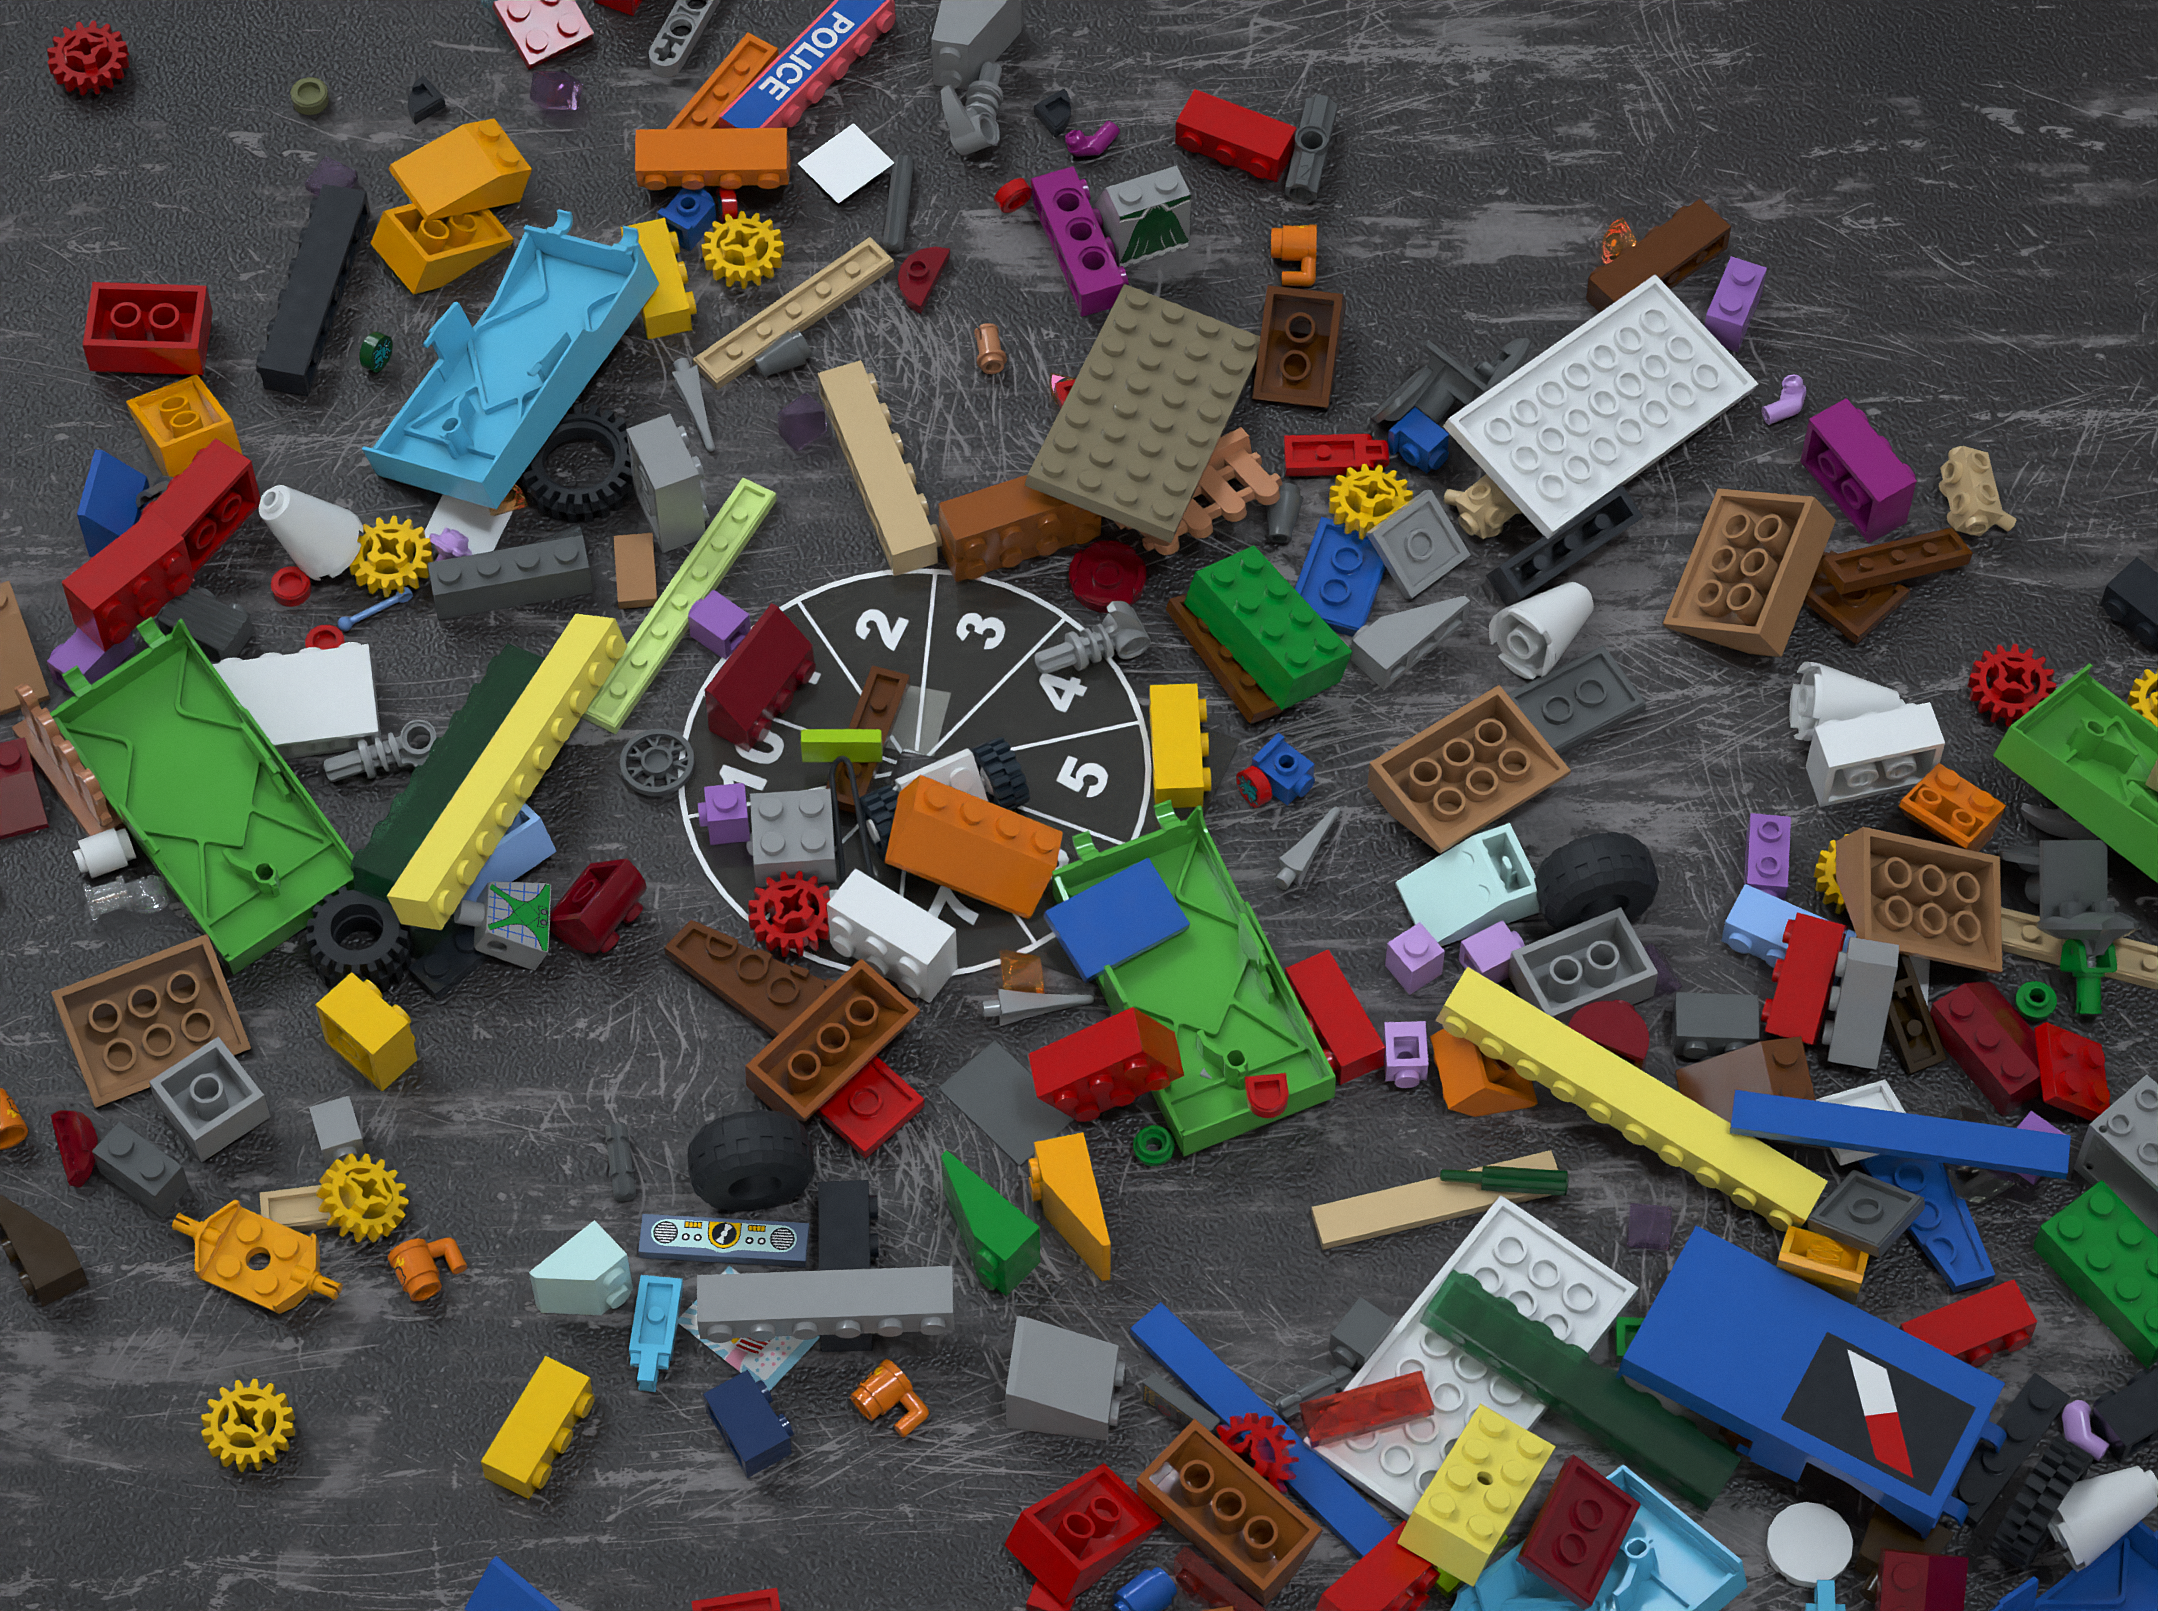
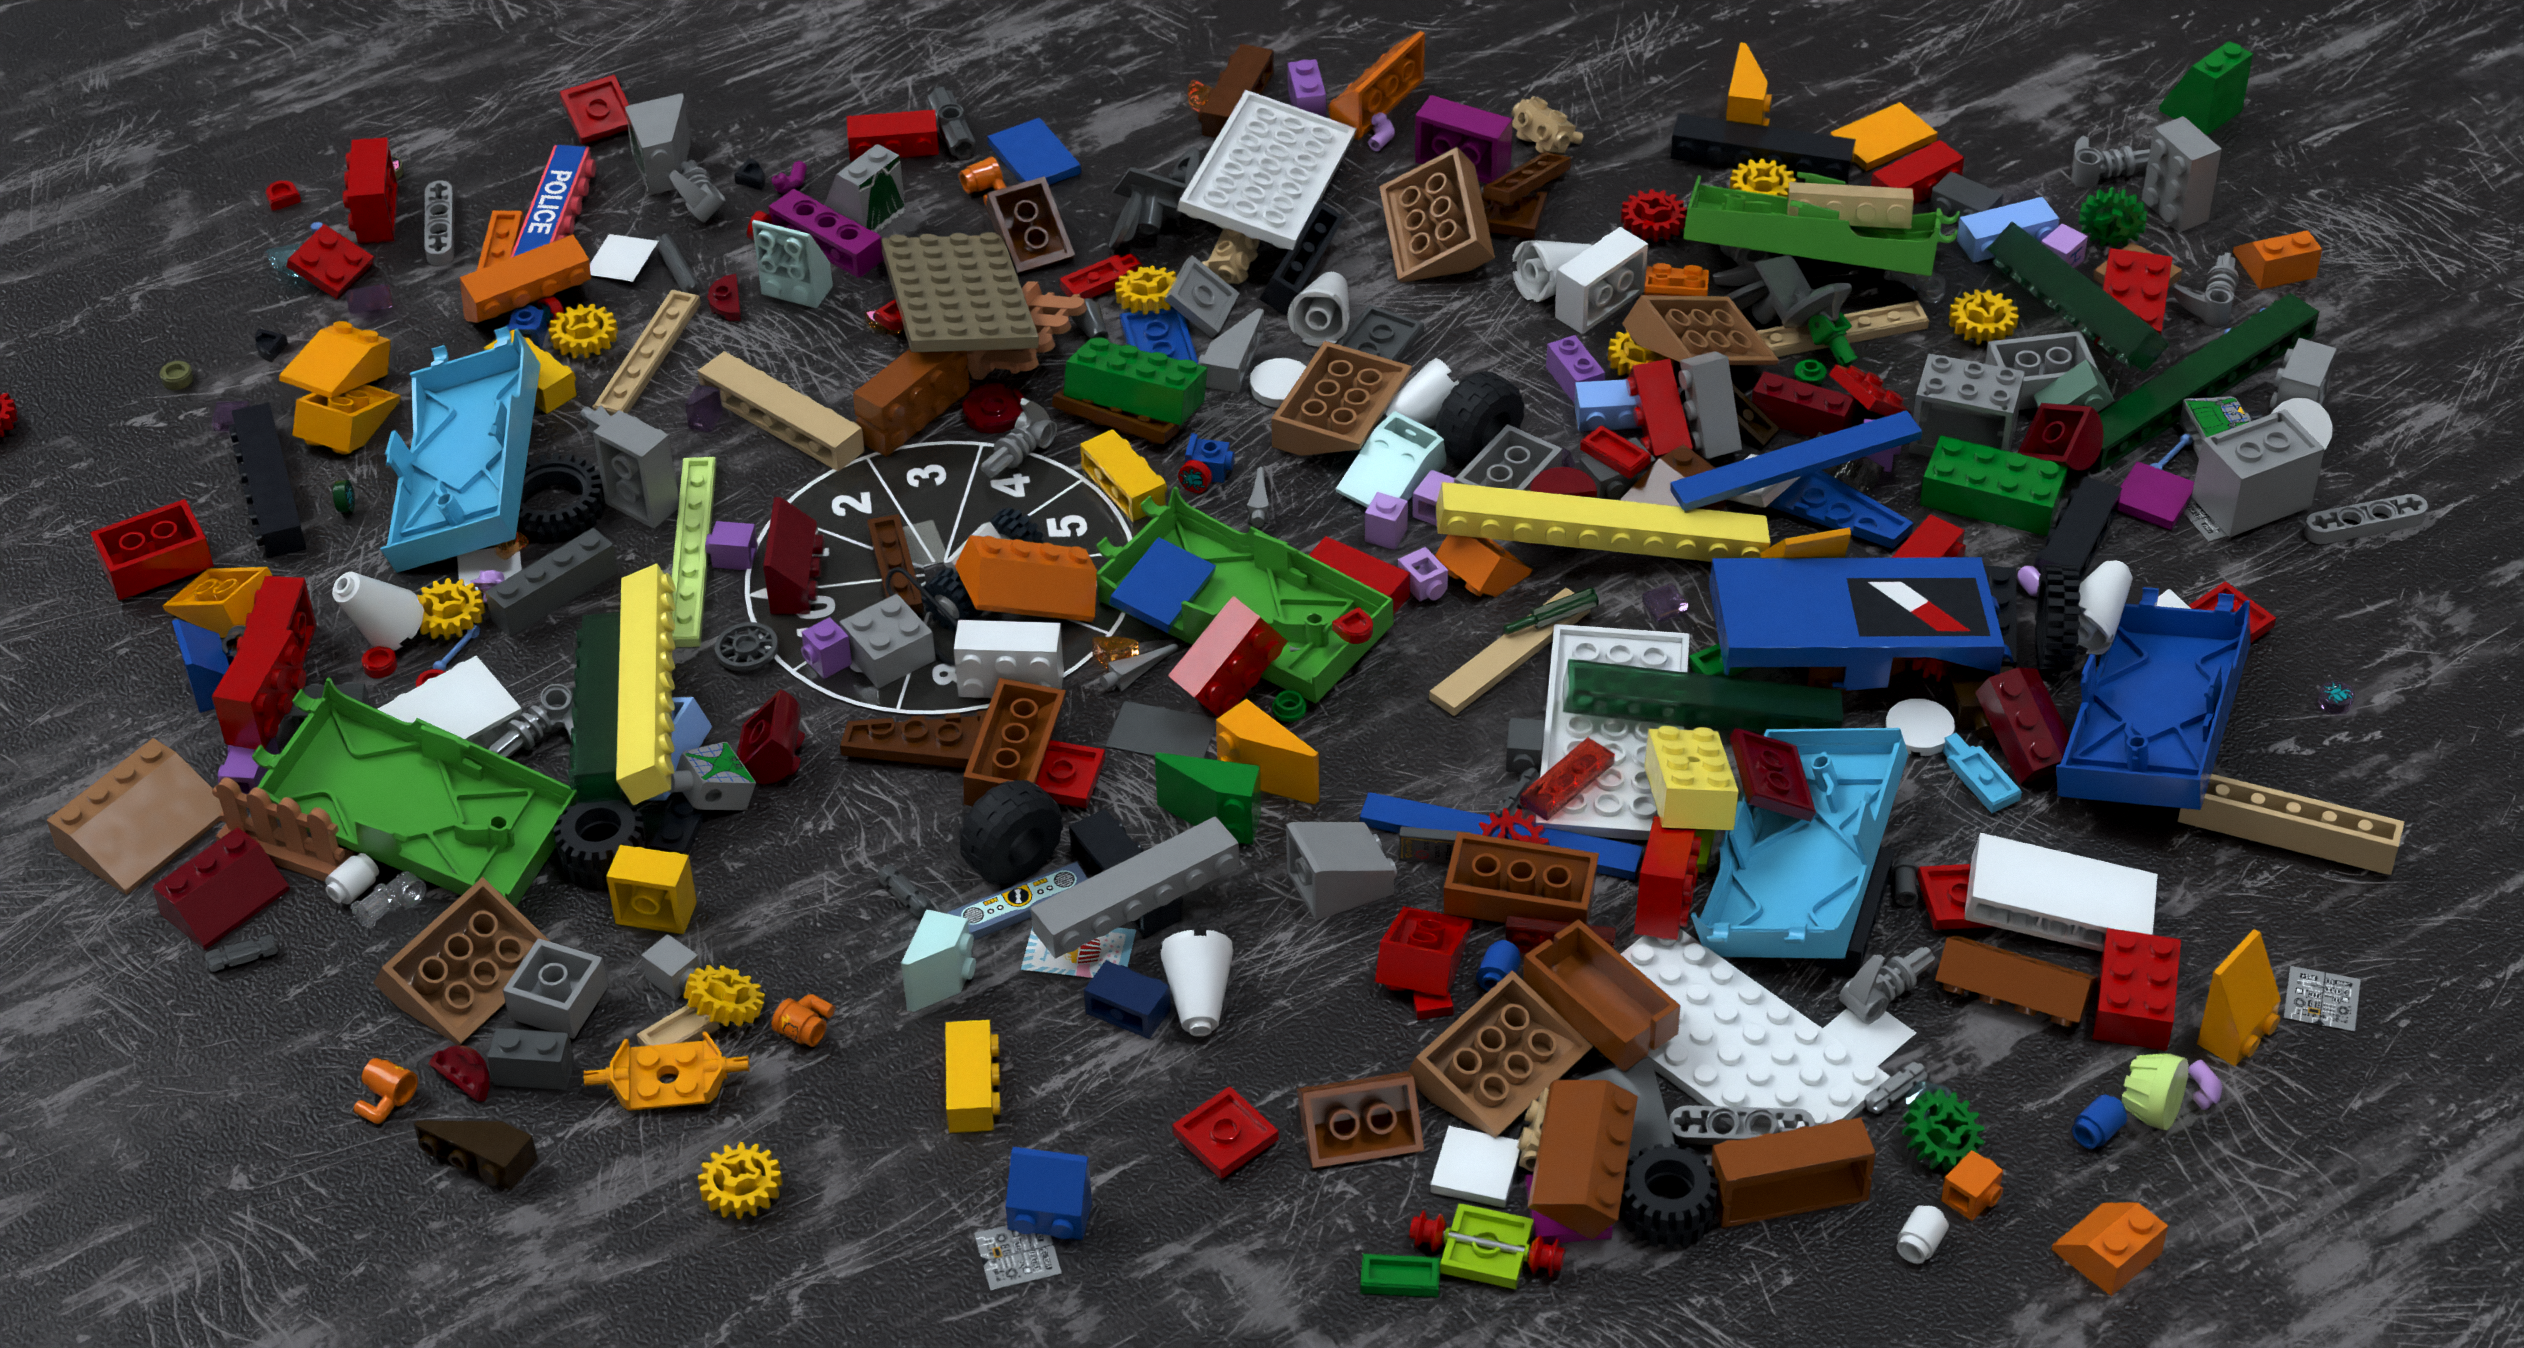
camera: 30 degrees left, 15 degrees down
(635, 570) = (642, 543): medium nougat tile -> none
(654, 1327) = (1011, 976): medium azure hinge -> none
(785, 353) = (660, 376): dark grey cone -> none
(791, 912) = (920, 685): red gear -> none
(825, 1445) = (1197, 977): none -> white cone
(828, 744) = (872, 571): lime tile -> none
(883, 1390) = (1220, 921): orange piece -> none
(990, 357) = (813, 320): nougat pin -> none
(1000, 281) = (791, 265): none -> light aqua slope
(1377, 237) = (1034, 152): none -> blue tile
(1419, 441) = (1156, 245): blue brick -> none
(1431, 696) = (1274, 379): none -> white tile
(1559, 815) = (1423, 394): none -> white cone
(1718, 1006) = (1615, 452): none -> red tile
(1821, 339) = (1381, 85): none -> orange slope
(1866, 1213) = (1805, 517): dark grey tile -> none

